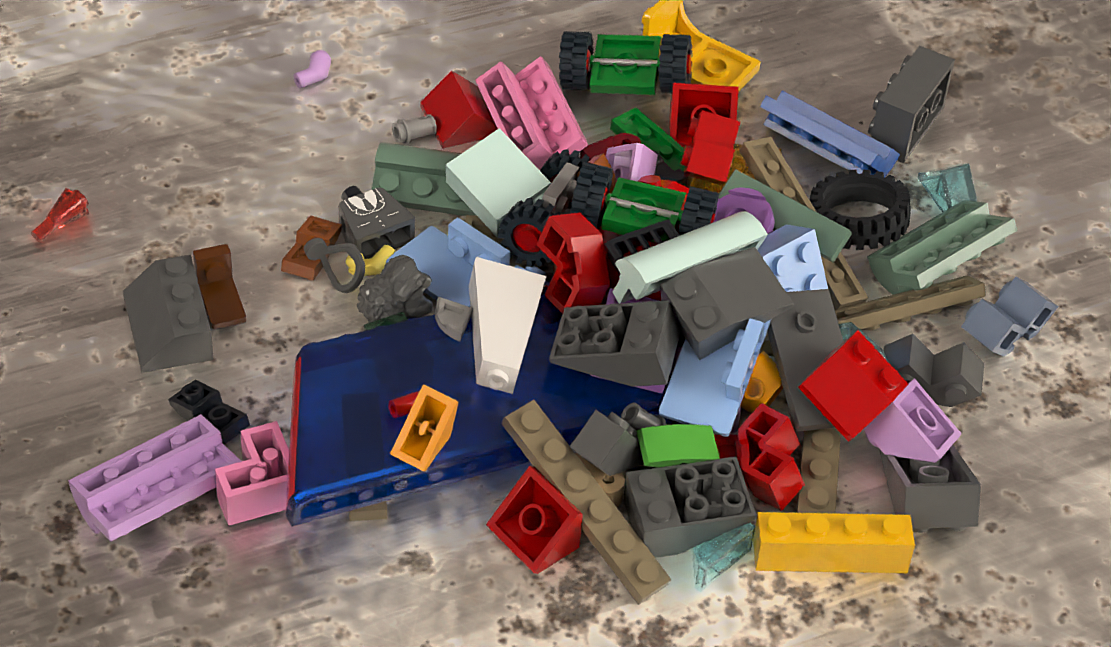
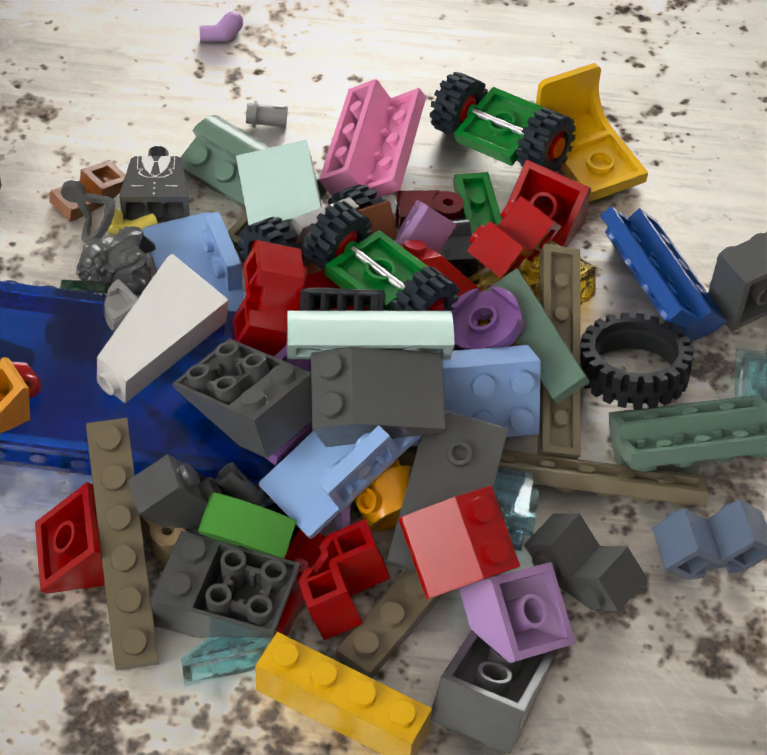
camera: 30 degrees right, 5 degrees up
(458, 111) = (316, 112): red slope -> none

